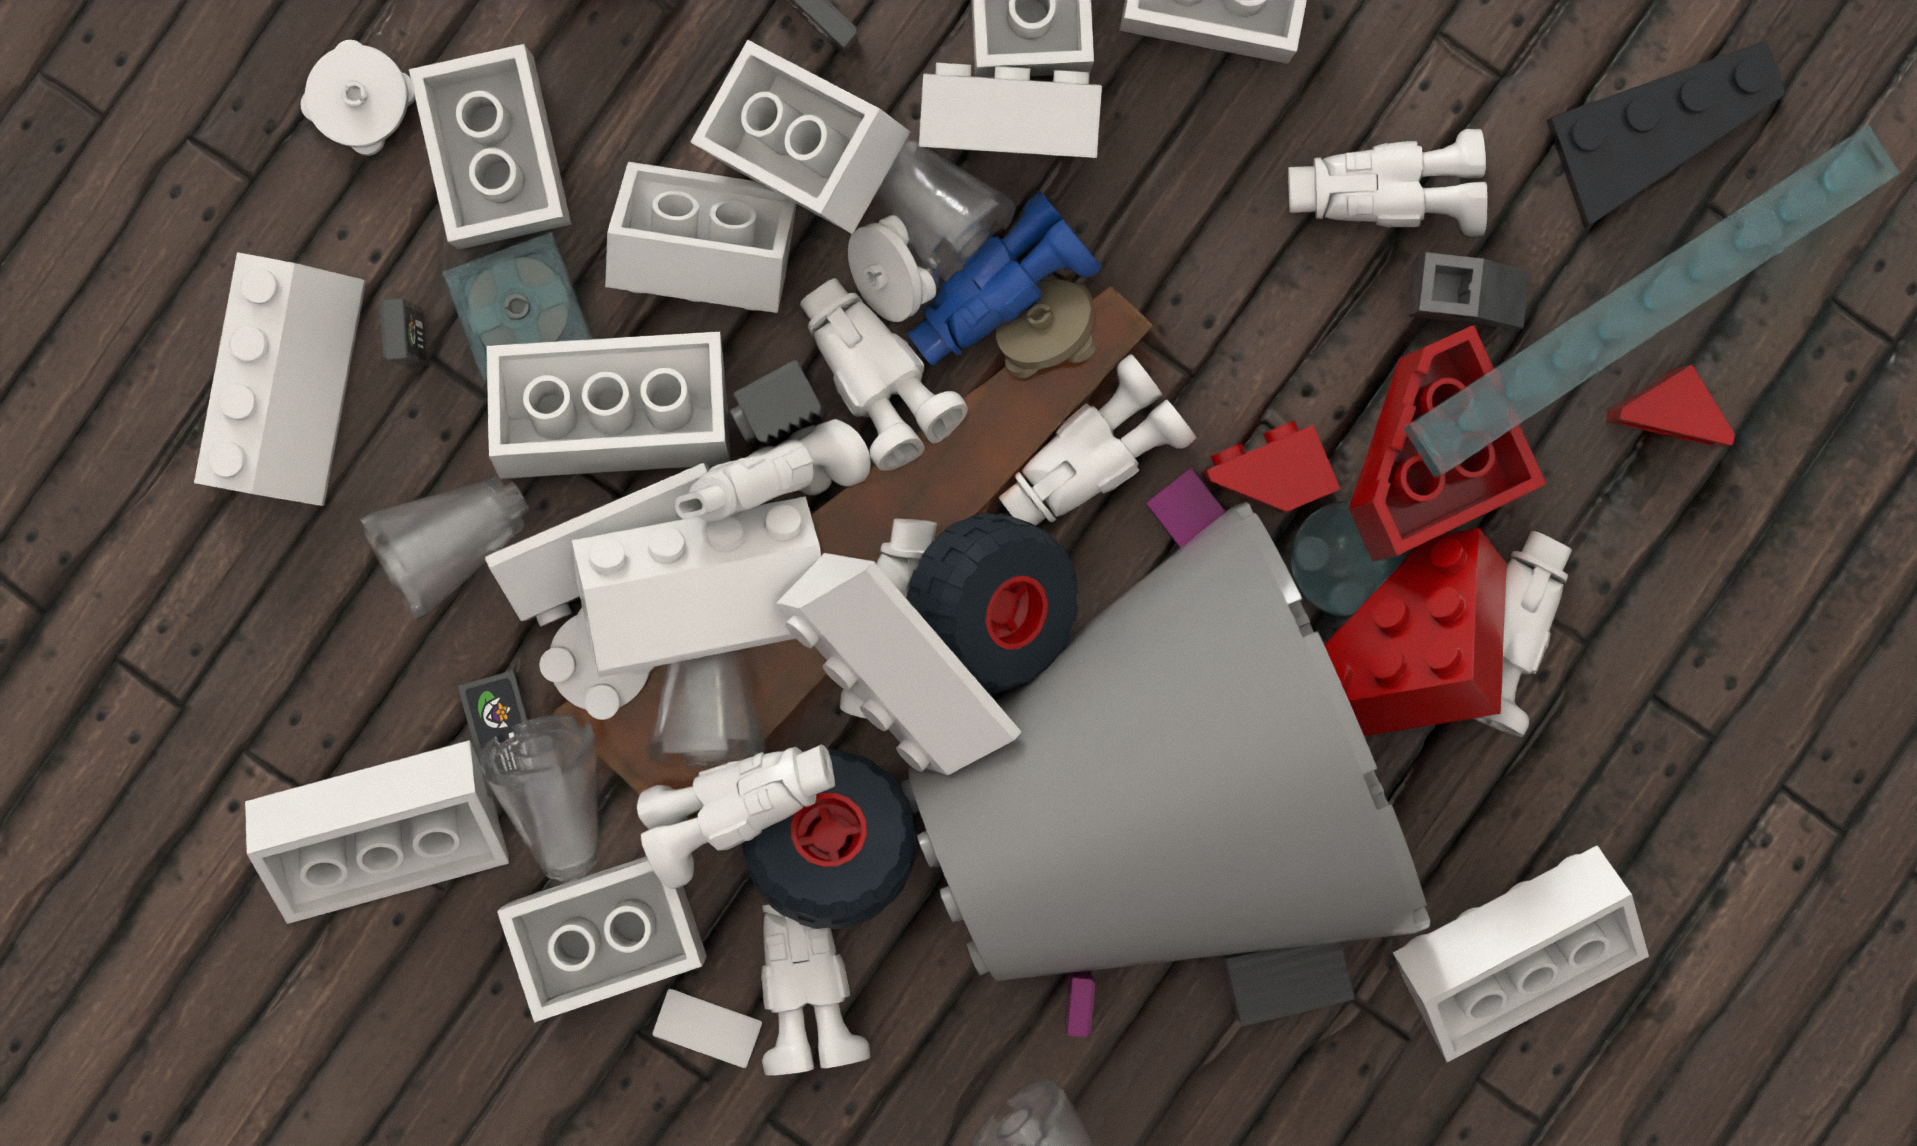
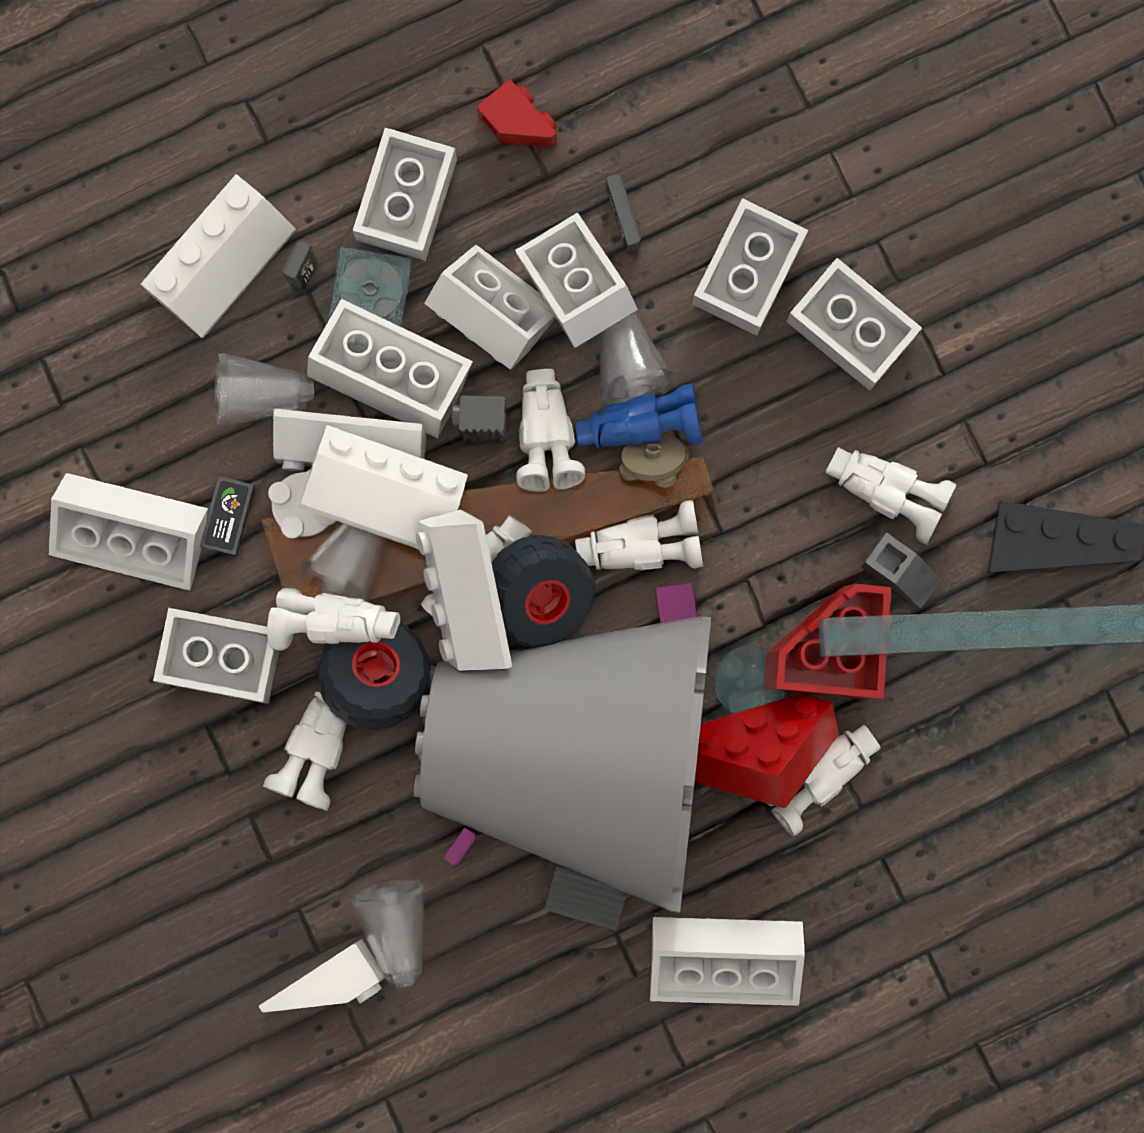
camera: 30 degrees right, 5 degrees down
(357, 96) = (348, 128): white piece -> none
(549, 791) = (234, 561): clear cone -> none
(707, 1028) = (245, 745): white sticker -> none
(799, 463) = (477, 456): white piece -> none
(887, 270) = (583, 379): white piece -> none
(1010, 111) = (698, 328): white slope -> none
(1278, 475) = (738, 613): red slope -> none
(1676, 408) = (982, 701): red slope -> none

